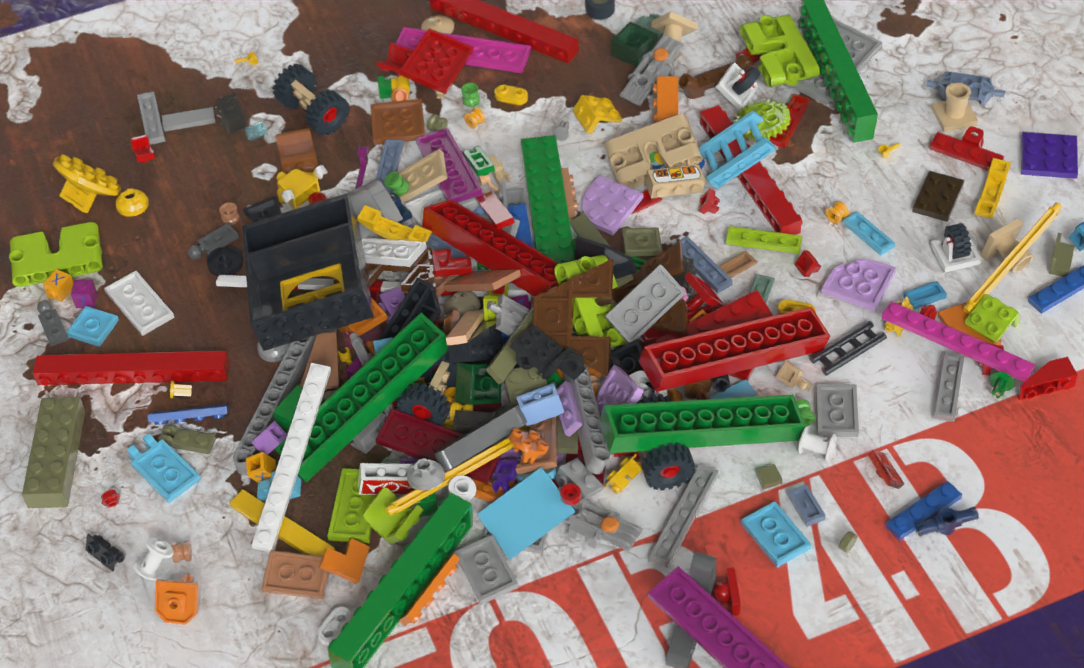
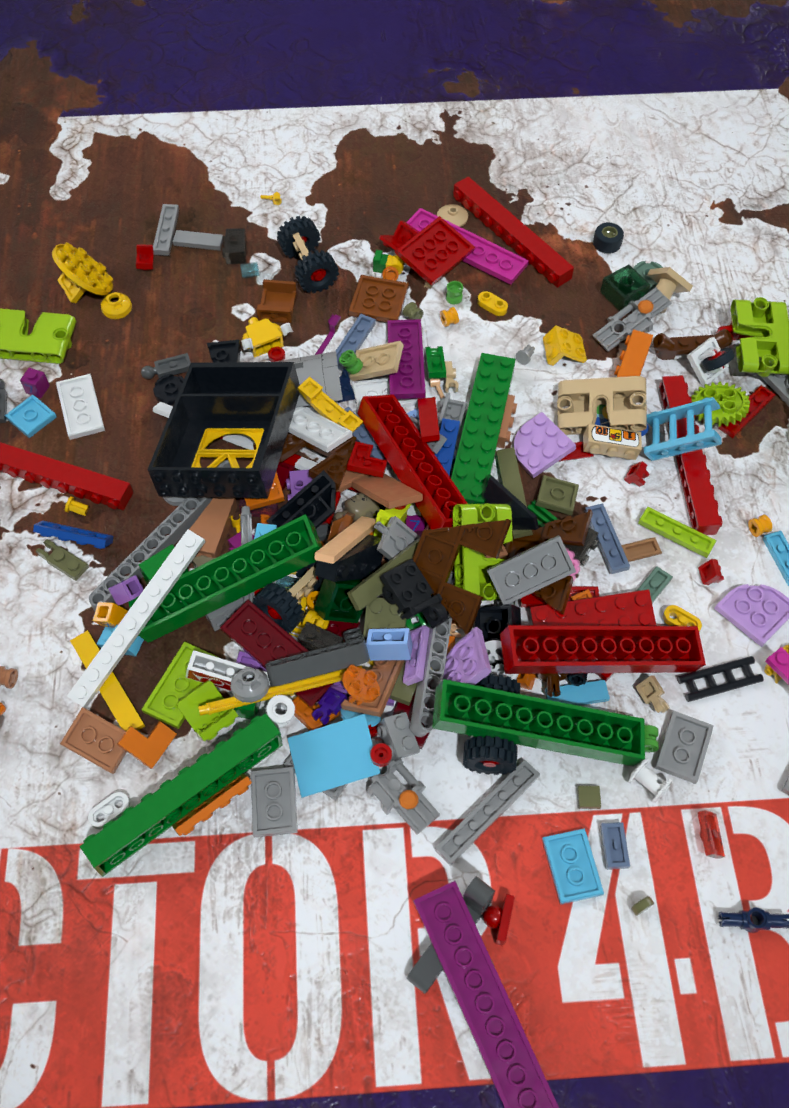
camera: 15 degrees right, 10 degrees up
(58, 285) = (16, 366): light orange brick -> none
(163, 468) = (27, 583): medium azure tile -> none
(229, 213) = (193, 343): nougat wheel -> none
(618, 480) = (438, 746): yellow hinge -> none
(704, 293) = (596, 573): red tile -> none
(923, 510) = (734, 895): blue plate -> none

